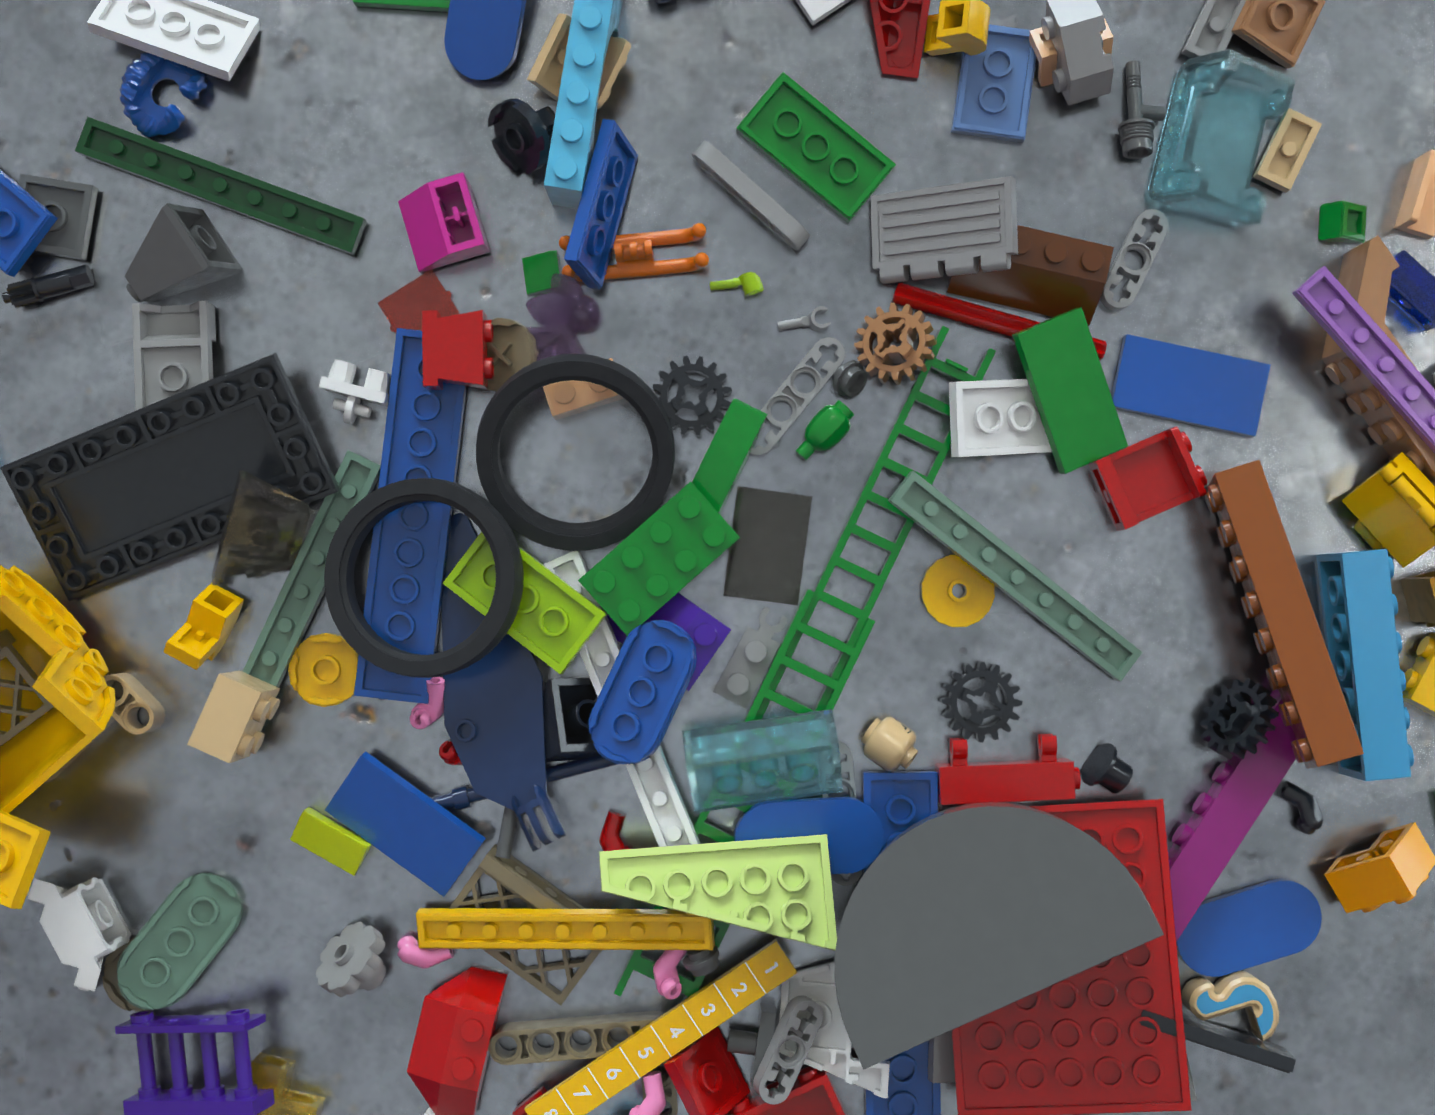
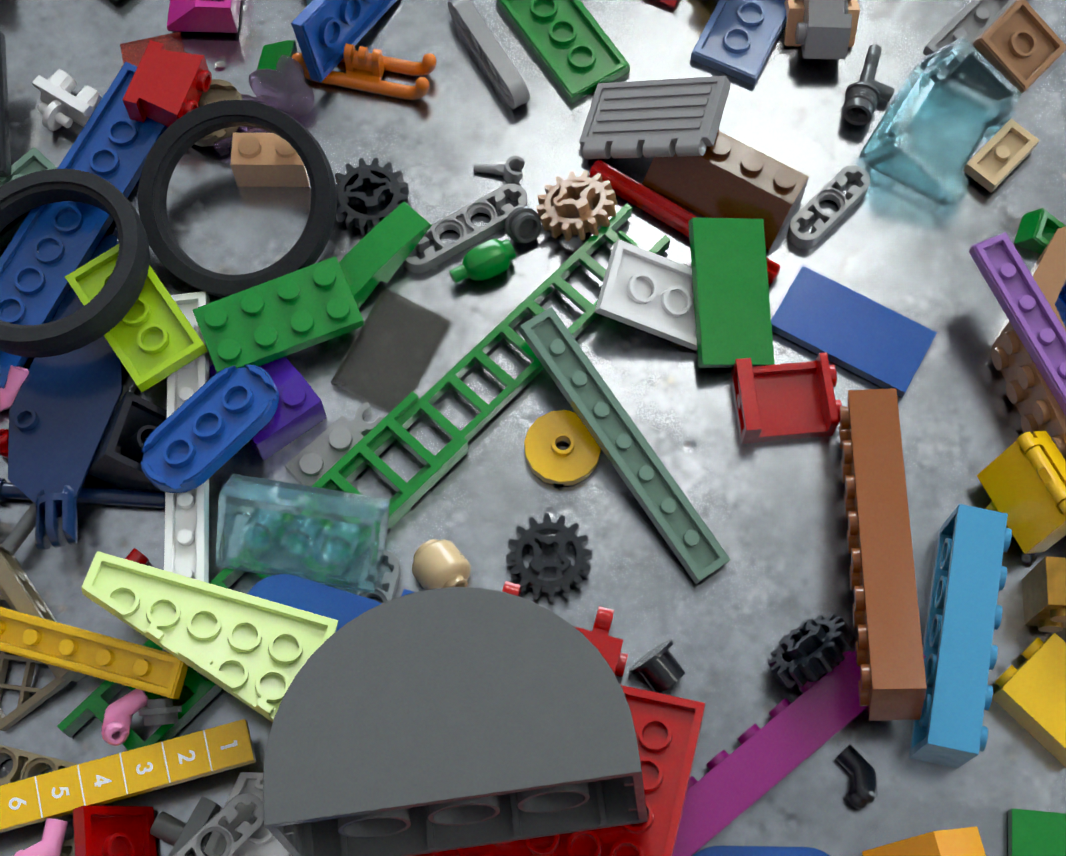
camera: 20 degrees right, 20 degrees down
(749, 281) = (459, 119): lime hand -> none

